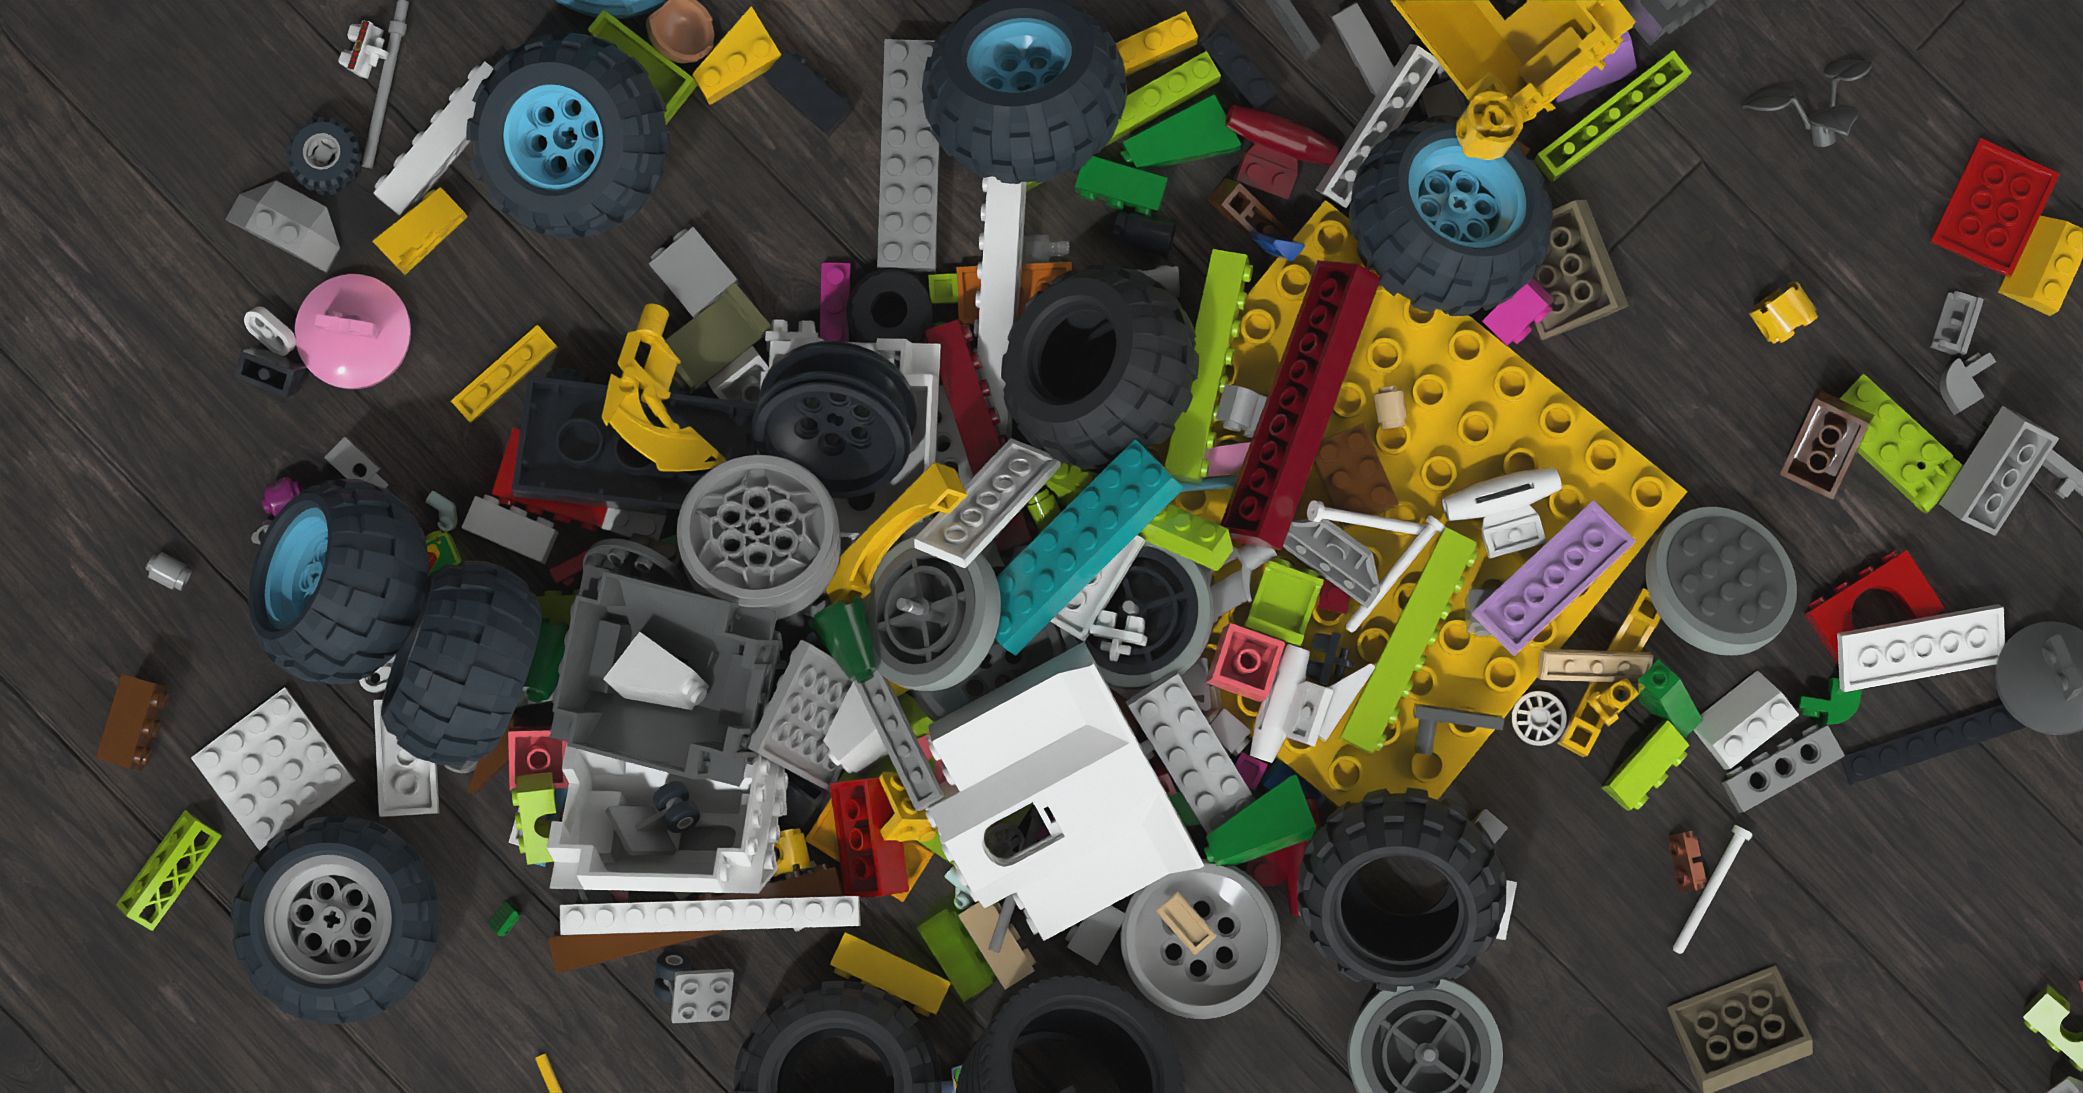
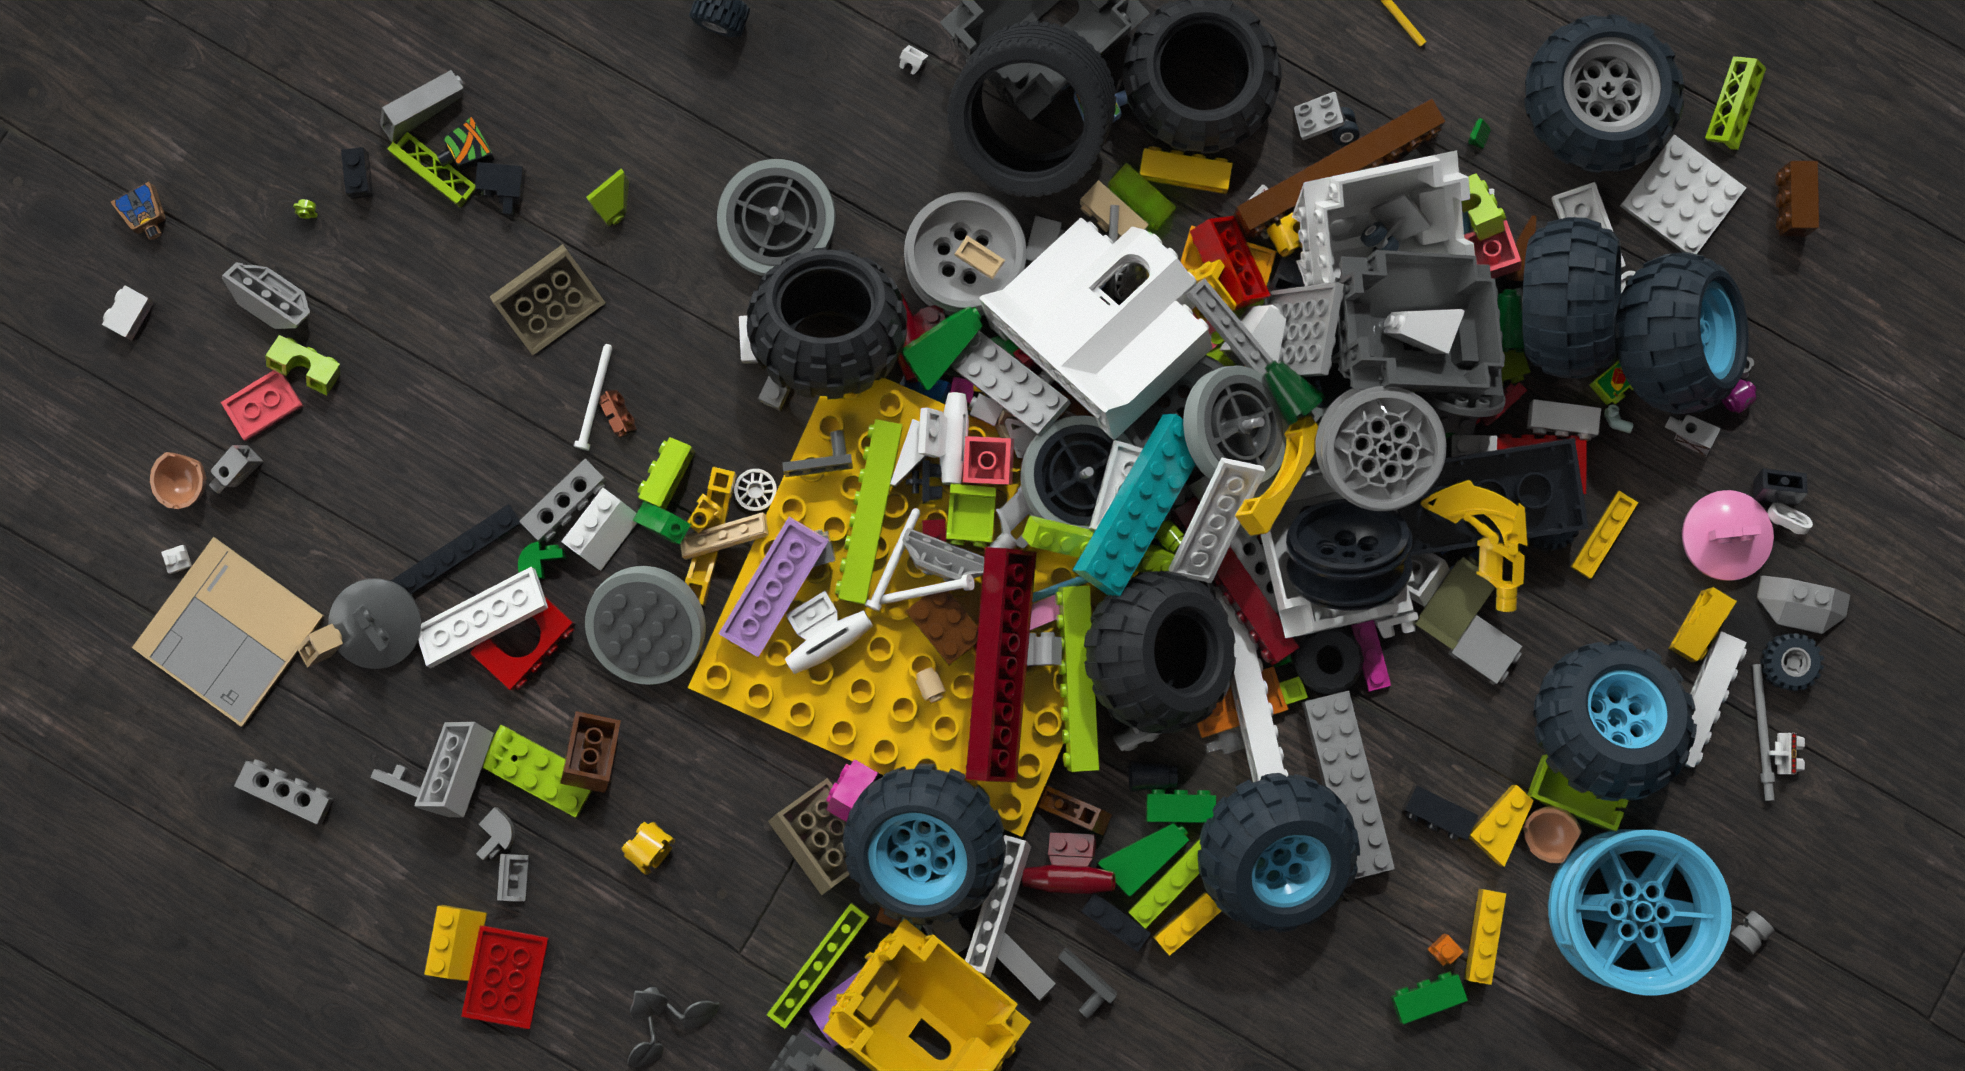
camera: 160 degrees right, 0 degrees up
(168, 571) = (1807, 318): light grey brick -> none
(710, 915) = (1358, 158): white brick -> none
(1106, 629) = (1080, 454): white hips -> none
(1278, 245) = (1048, 791): blue slope -> none
(1488, 126) = (915, 915): yellow brick -> none

